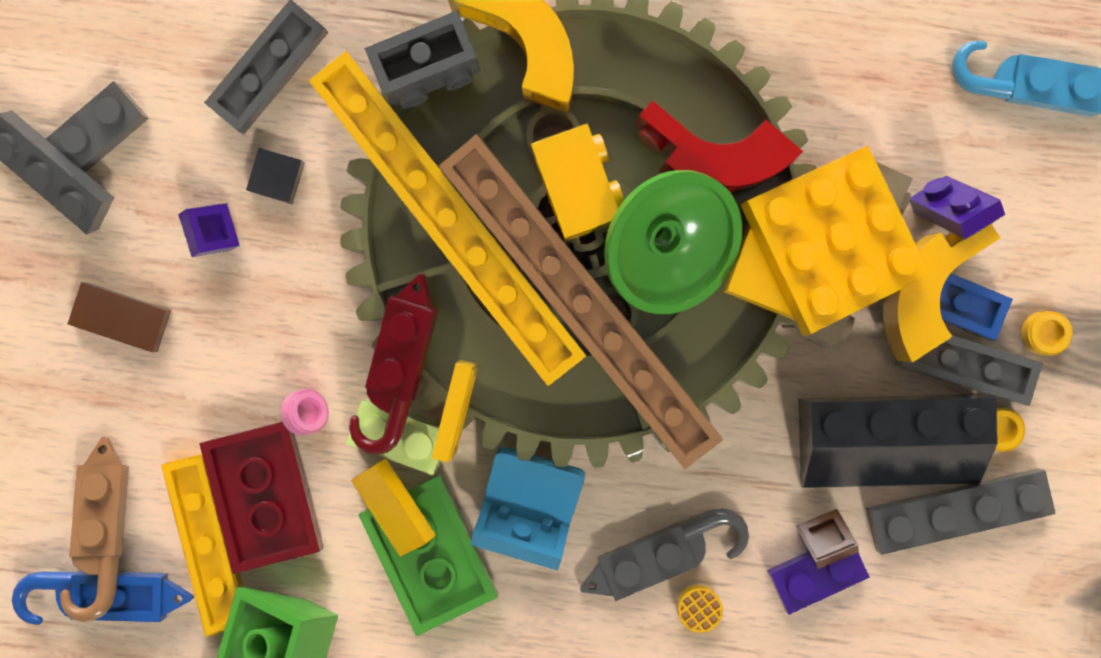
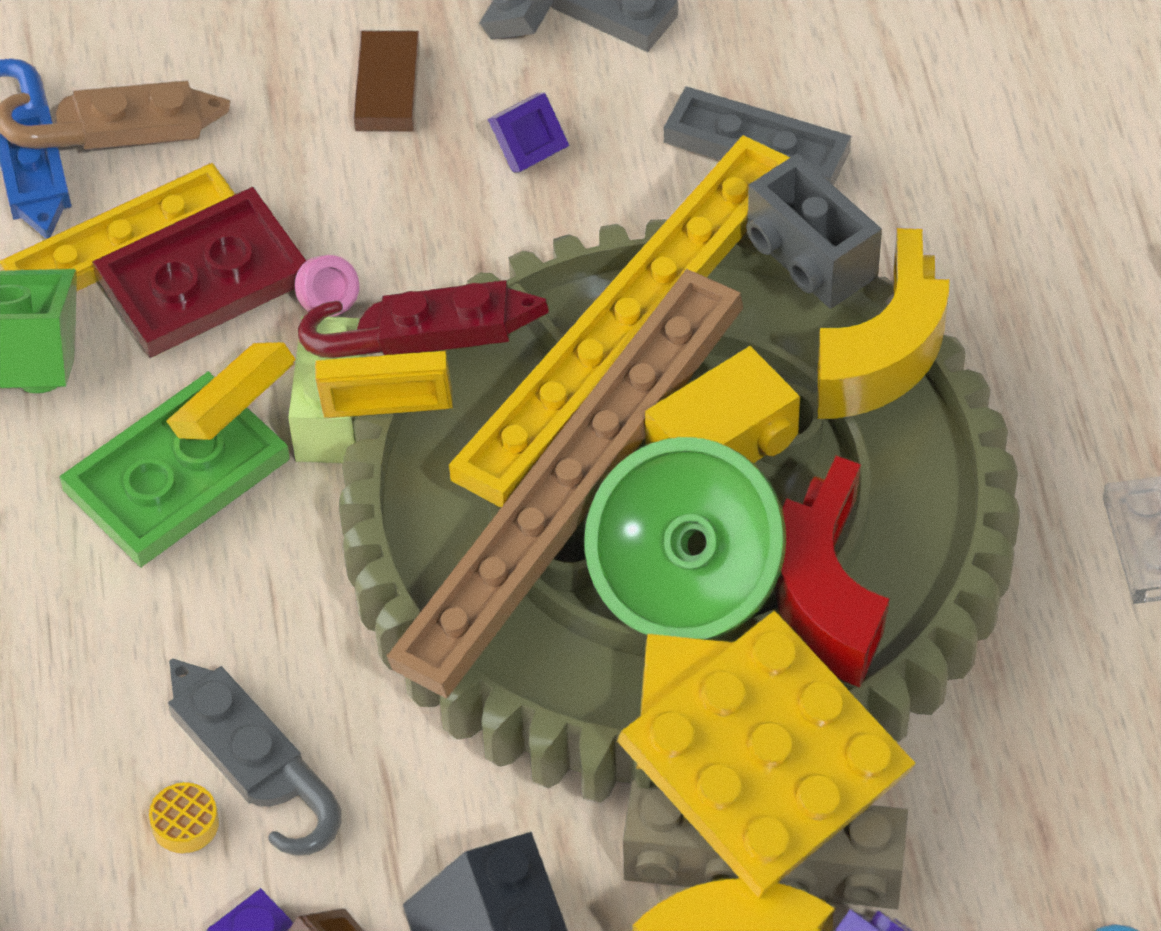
camera: 75 degrees right, 35 degrees down
(275, 176) = (623, 186): black tile -> none
(528, 508) = (271, 560): dark azure bracket -> none

